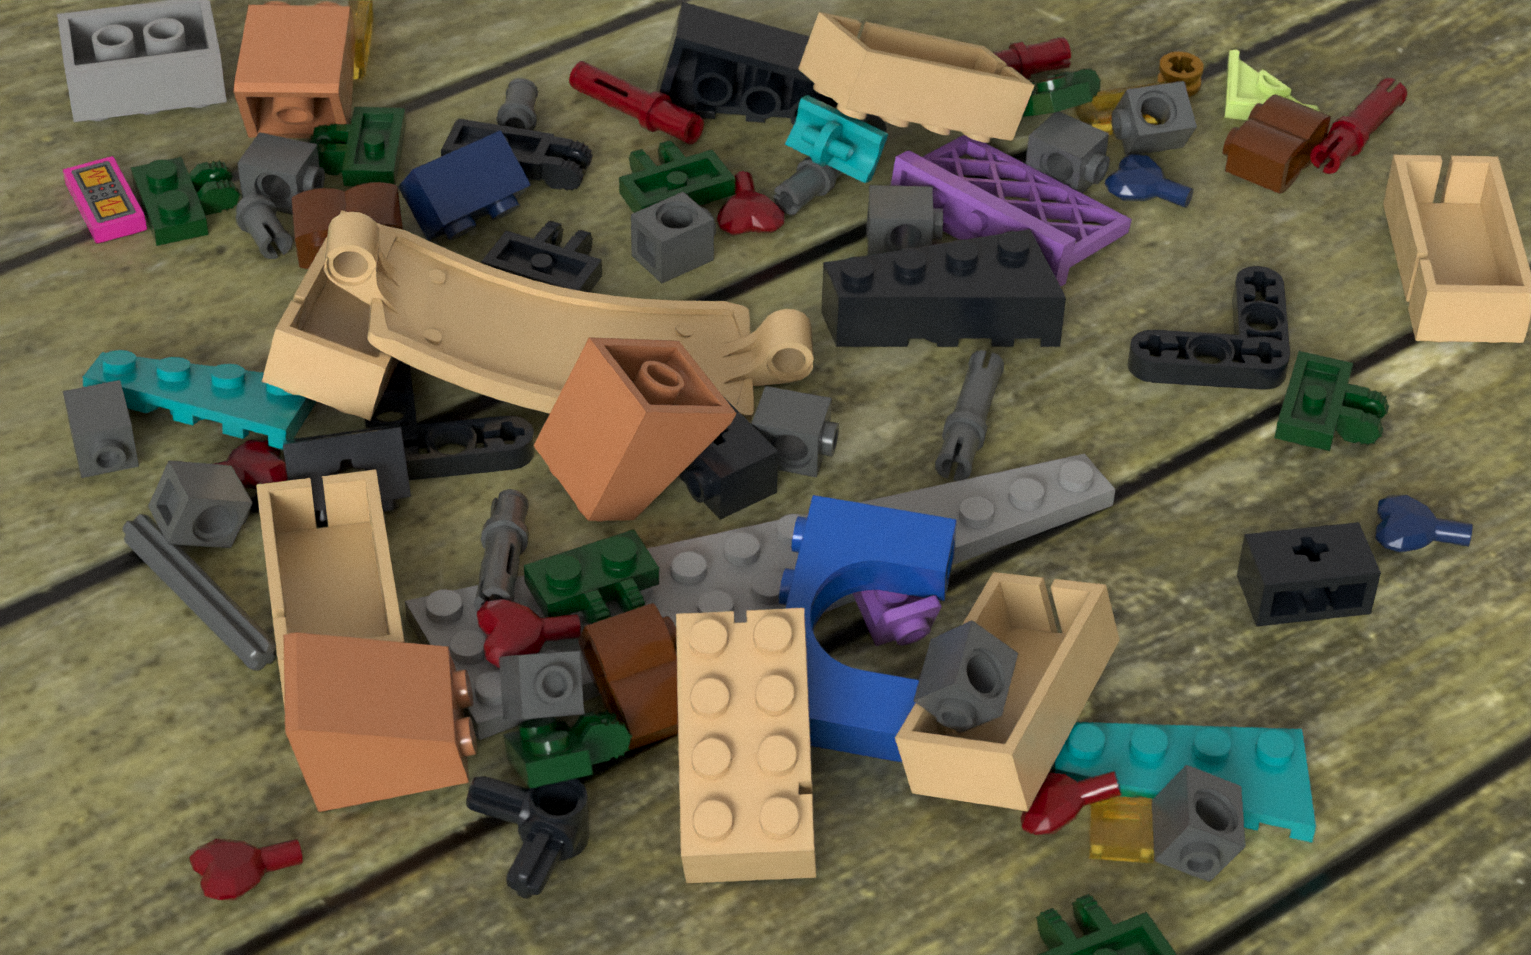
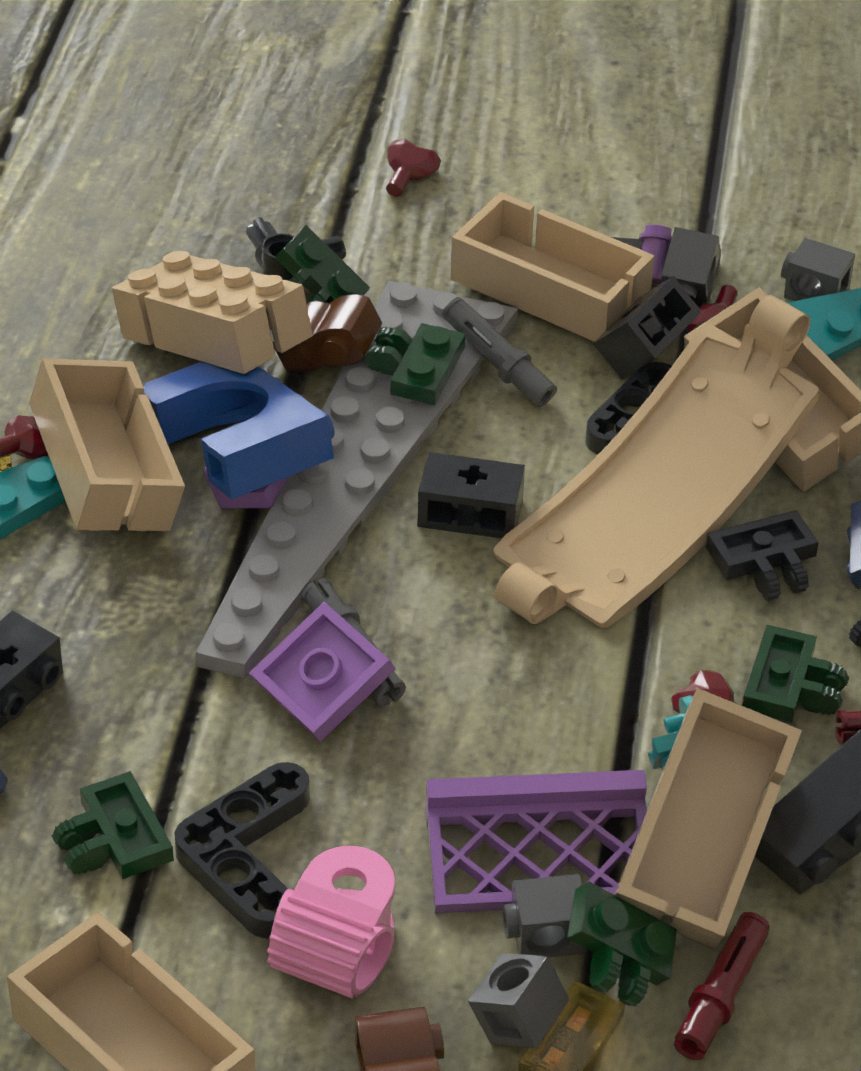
camera: 135 degrees right, 0 degrees up
(194, 544) = (656, 241): none -> medium lavender pin
(375, 717) = (419, 211): nougat slope -> none
(519, 630) = (420, 305): dark red rock -> none
(541, 685) = (365, 274): dark grey brick -> none
(629, 424) = (516, 419): nougat slope -> none
(672, 237) = (716, 622): dark grey brick -> none
(798, 428) = (444, 540): dark grey brick -> none
(901, 218) = (587, 744): dark grey brick -> none
(945, 293) = (470, 706): black wedge -> none
(966, 677) = (120, 394): dark grey brick -> none
(1036, 389) = (322, 671): none -> medium lavender plate
(1143, 180) = (468, 956): dark blue rock -> none
(1252, 231) = (338, 934): none -> bright pink piece

